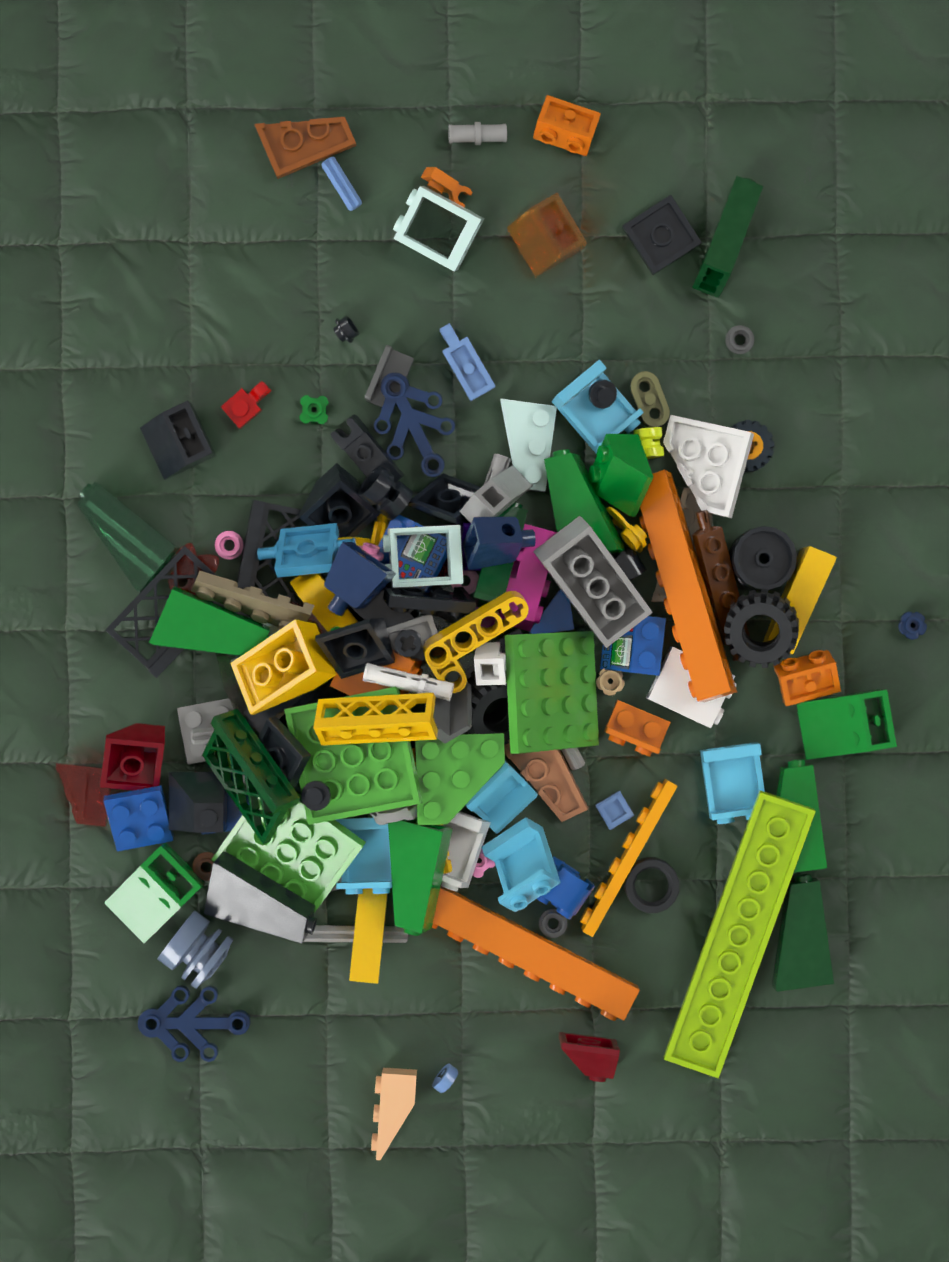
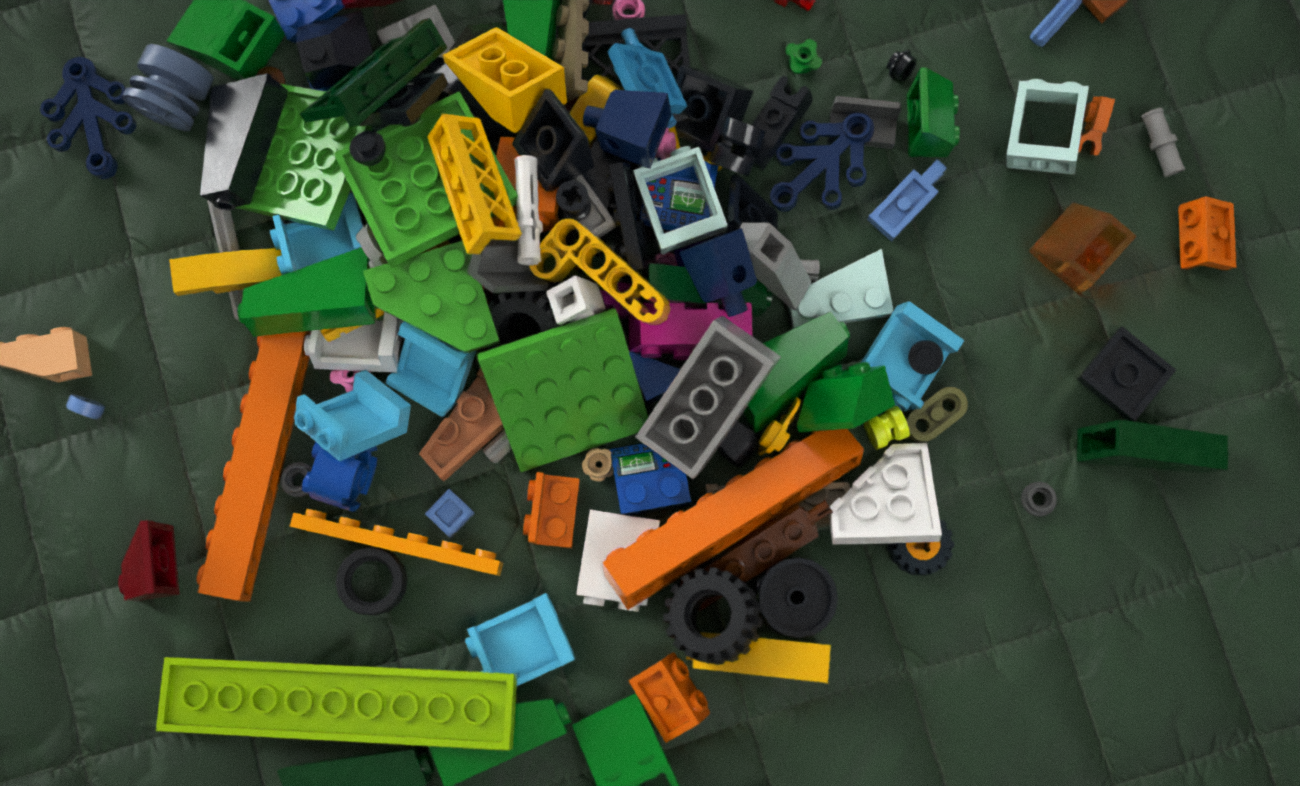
camera: 75 degrees right, 10 degrees down
(401, 320) = (931, 115): none -> green slope

